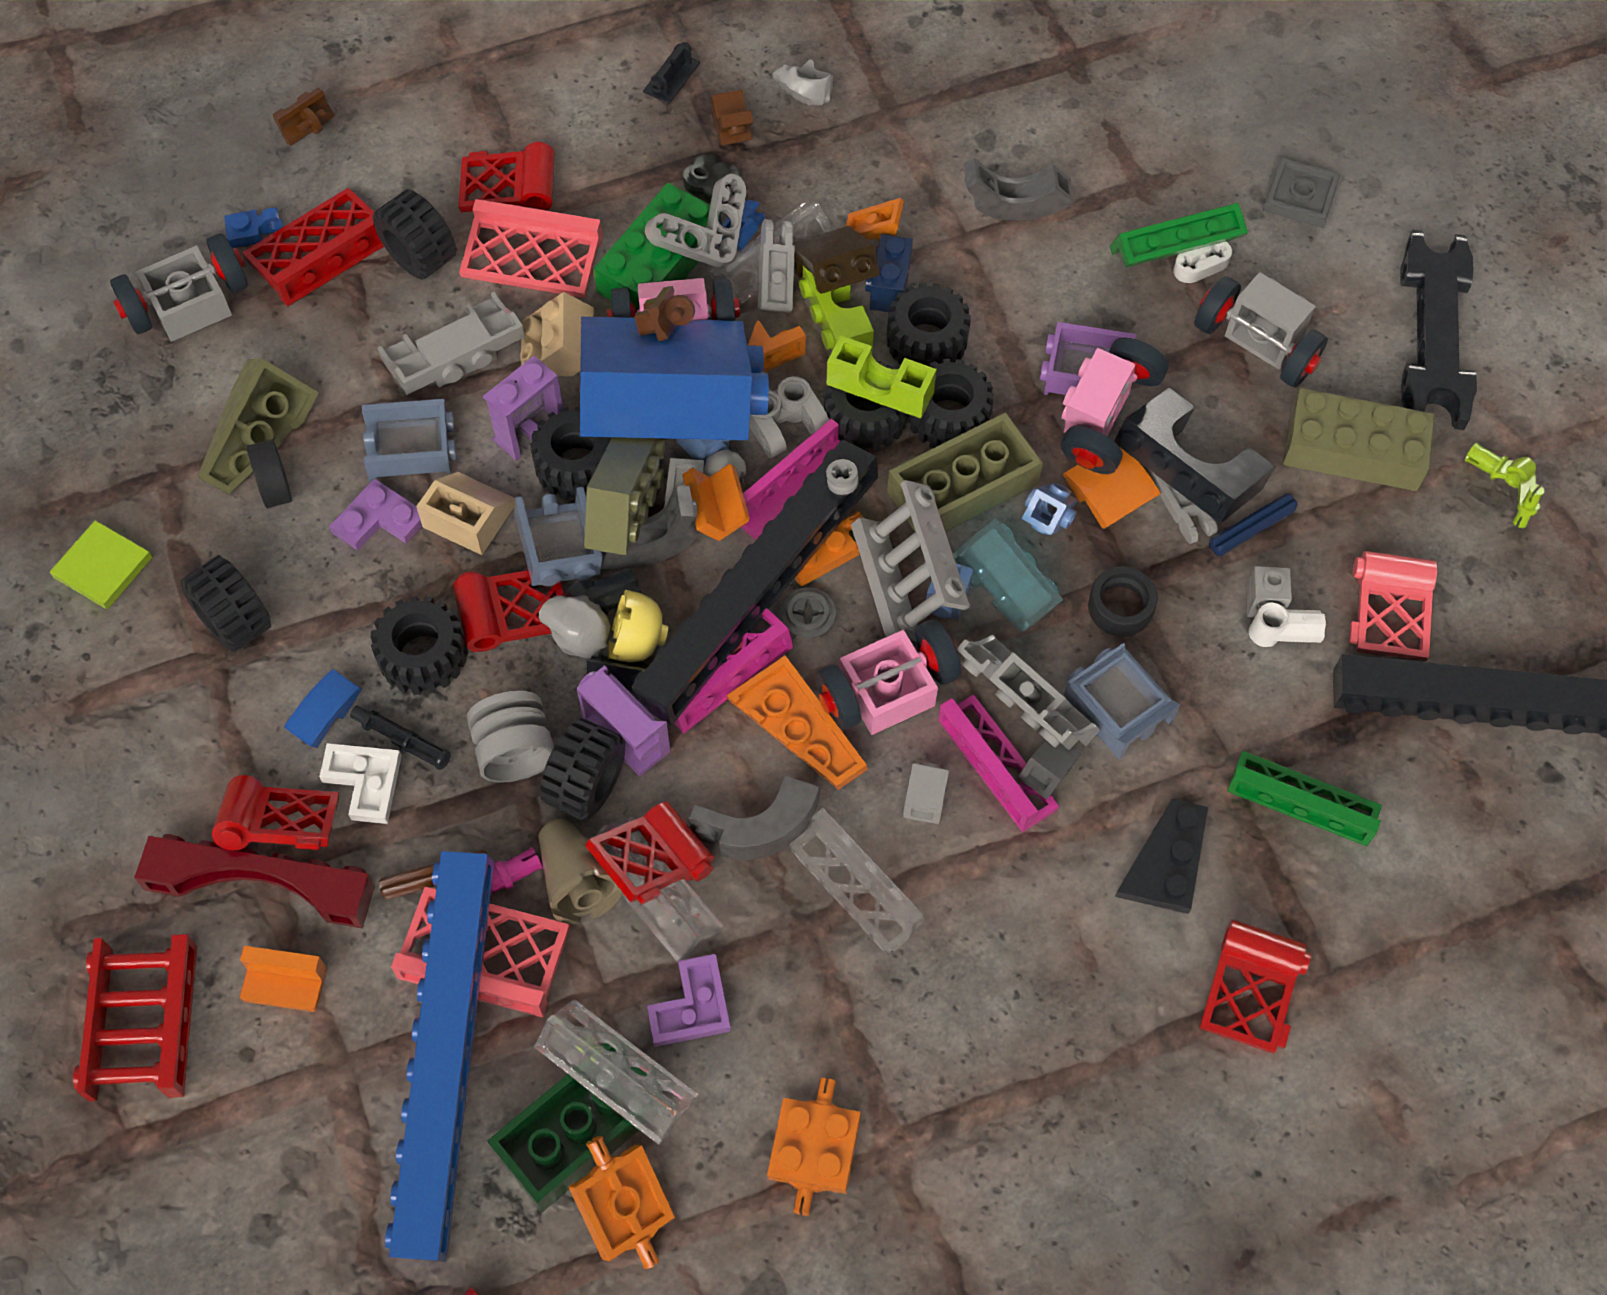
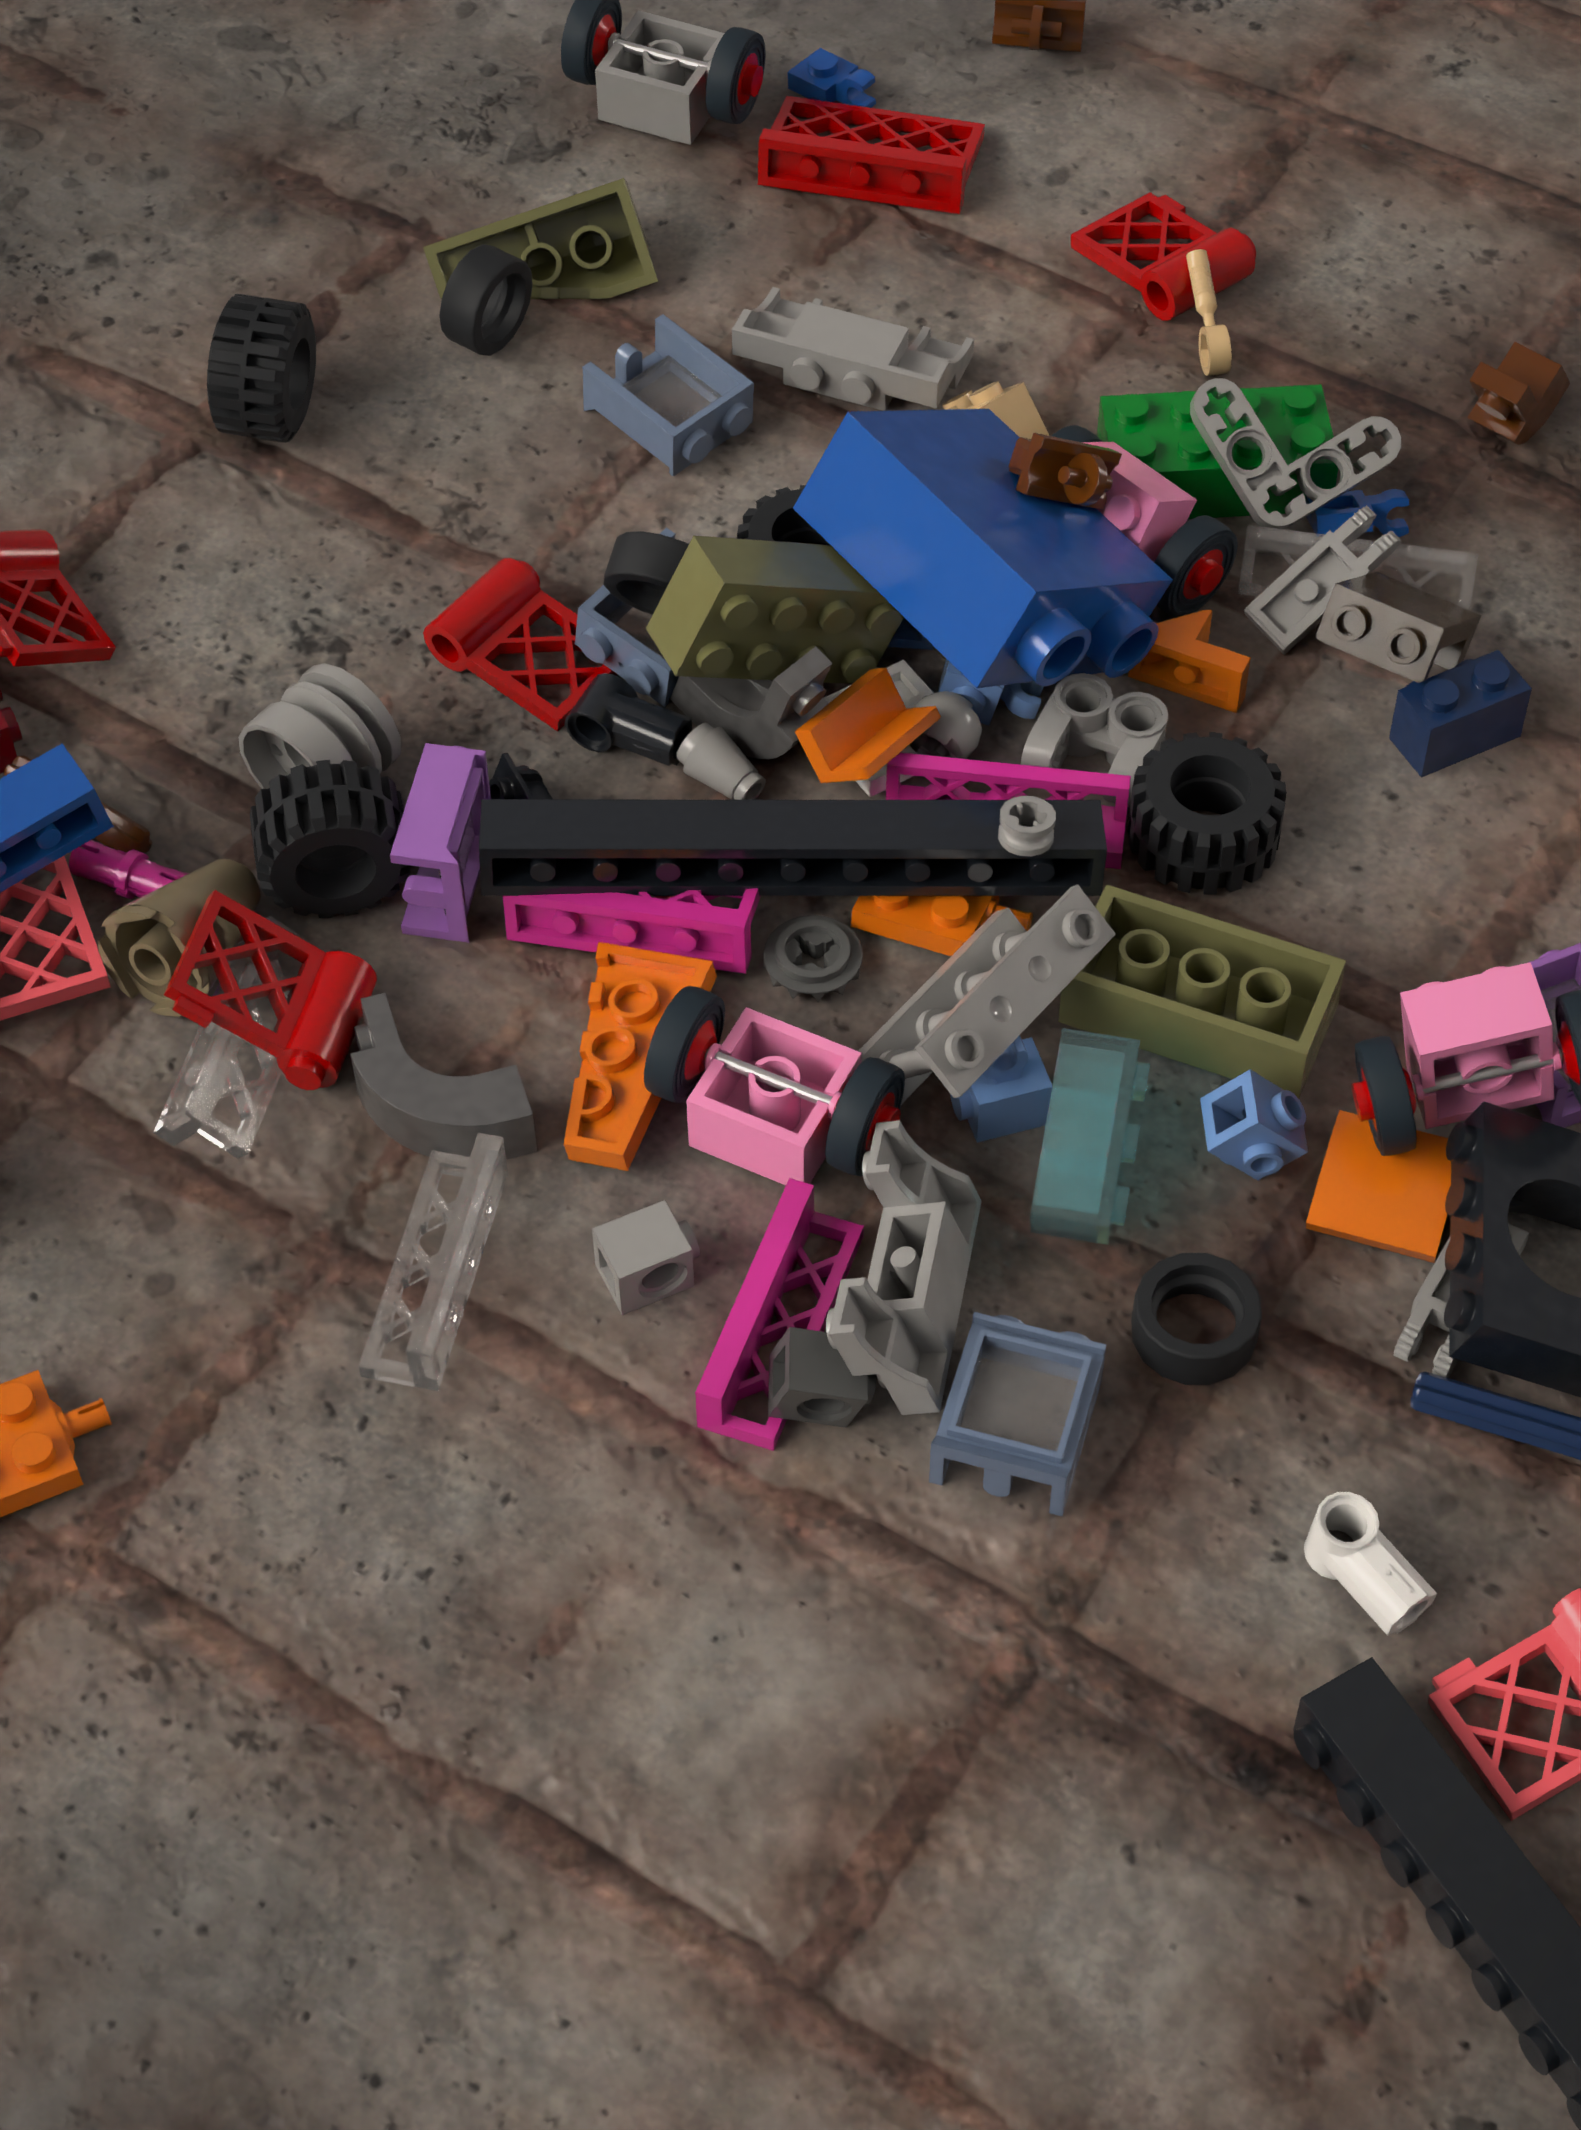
camera: 55 degrees right, 10 degrees down
(101, 564) = (236, 253): lime tile -> none
(320, 708) = (228, 554): blue slope -> none
(370, 772) = (162, 661): white plate -> none
(376, 508) = (543, 434): medium lavender plate -> none
(402, 737) = (244, 657): black piece -> none
(412, 621) = (377, 583): black tyre -> none
(414, 234) = (961, 204): black tyre -> none
(464, 511) = (612, 493): tan slope -> none
(519, 399) = (794, 432): medium lavender window -> none
(532, 223) = (1116, 307): coral fence -> none
(556, 519) = (642, 568): none -> black tyre
(576, 625) = (550, 714): light grey hair -> none
(587, 203) = (1213, 338): none -> tan piece
(636, 628) = (604, 766): light yellow cylinder -> none
(662, 574) = (719, 763): none -> light grey cone
(672, 74) = (1505, 303): black hinge -> none
(699, 1013) = (104, 1198): medium lavender plate -> none
(706, 172) = (1421, 435): pearl dark grey plate -> none
(834, 319) = (1313, 718): lime arch -> none
(858, 373) = (1238, 795): lime arch -> none
(877, 219) = (1531, 645): orange slope -> none
(933, 307) = (1405, 839): black tyre -> none
(958, 384) = (1318, 870): black tyre -> none
(1169, 861) = (811, 1642): black wing -> none
(1264, 956) = (745, 1870): red piece -> none
(1268, 586) = (1405, 1494): light grey brick -> none
(1305, 804) = (1068, 1777): green fence -> none

